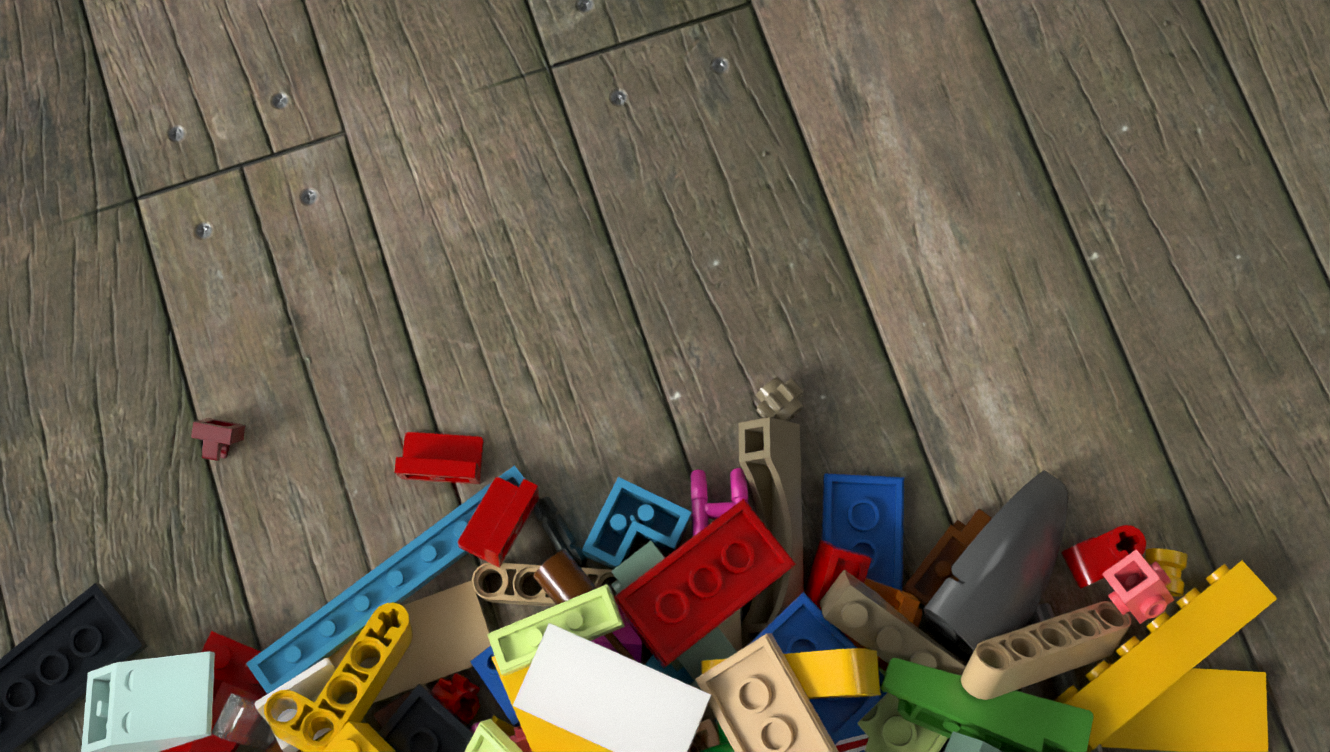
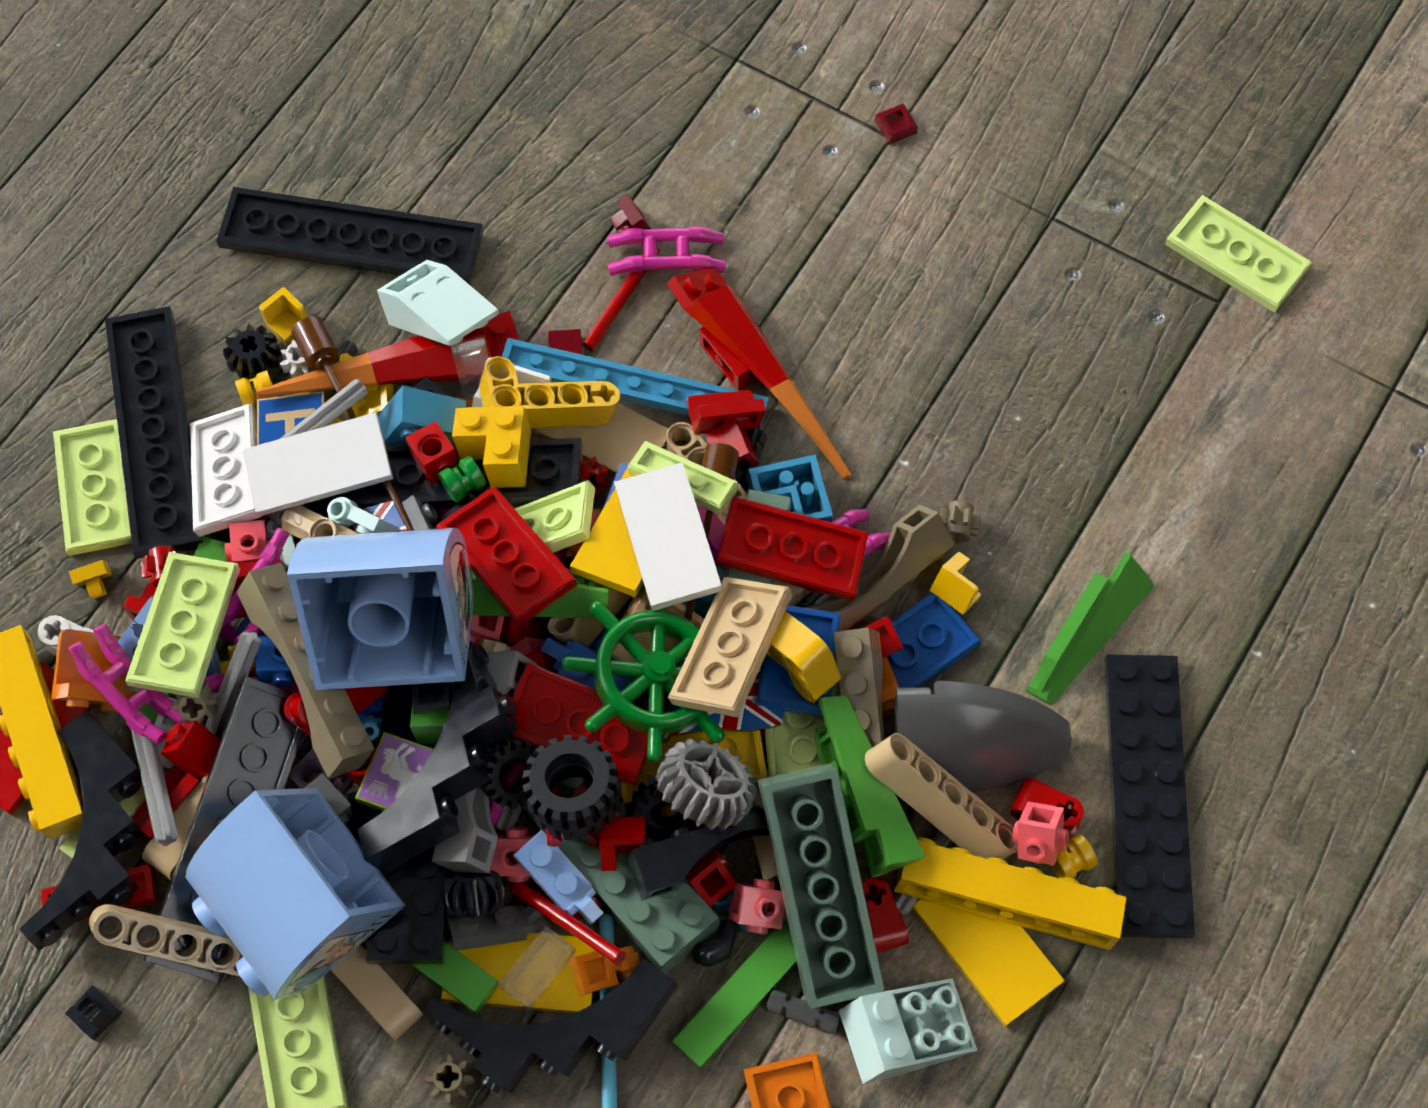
camera: 50 degrees right, 10 degrees down
(280, 455) = (652, 262): none -> dark pink piece
(290, 512) = (613, 309): none -> red bar
(294, 605) = (566, 340): none -> dark red tile
(335, 116) = (896, 124): none -> dark red tile
(407, 437) = (729, 320): none -> red plate
(539, 540) = (735, 436): none -> red panel
(839, 458) = (954, 587): none -> yellow panel
(962, 375) = (1089, 626): none -> bright green wedge
(1151, 456) = (1149, 796): none -> black plate

